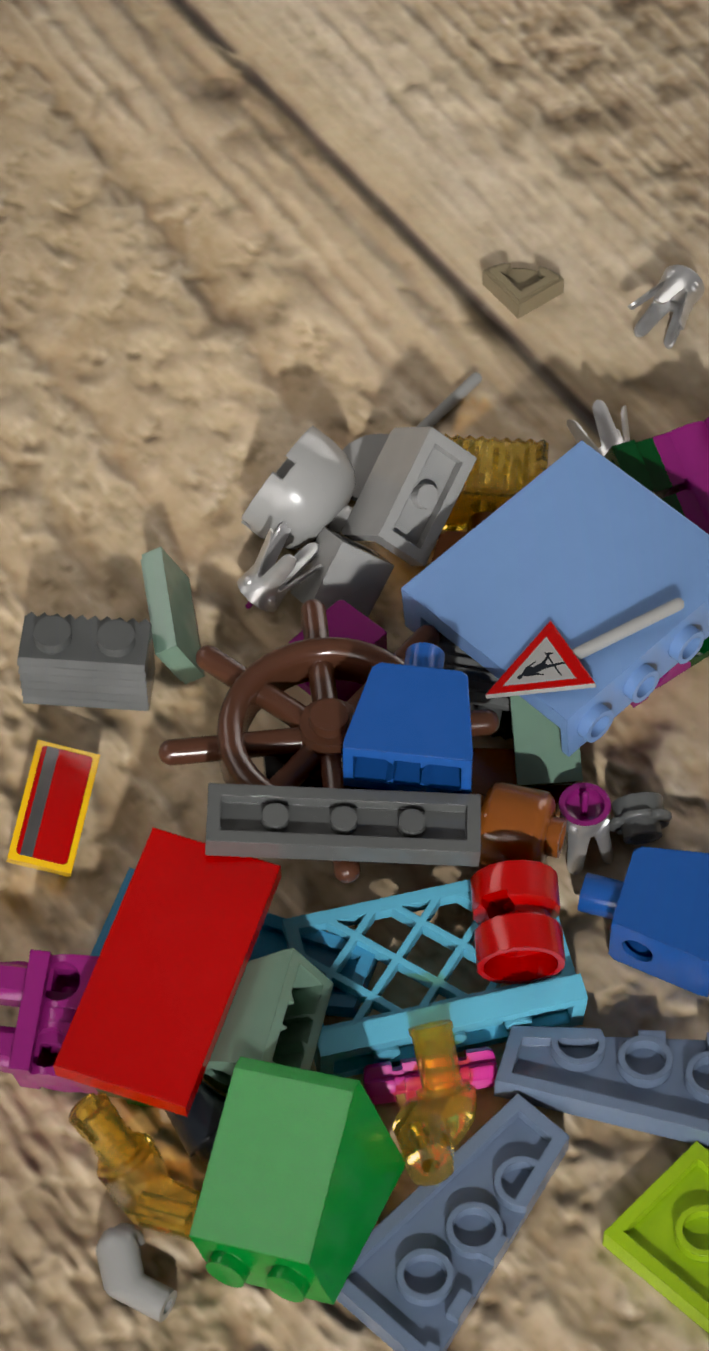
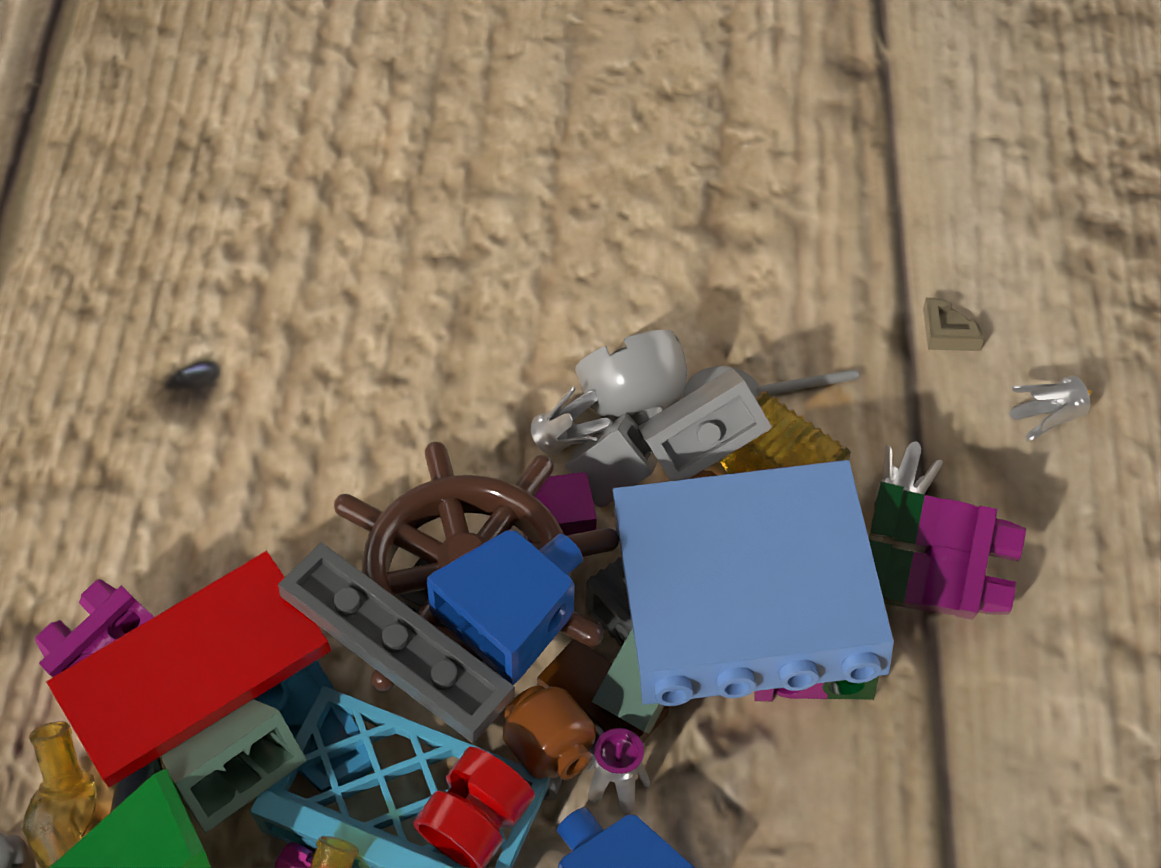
camera: 35 degrees right, 0 degrees up
(53, 808) = (260, 495): slope -> none
(86, 662) = (376, 407): dark grey brick -> none
(171, 615) = (469, 409): sand green tile -> none
(553, 666) = (667, 619): piece -> none
(639, 817) = (672, 791): dark grey plate -> none

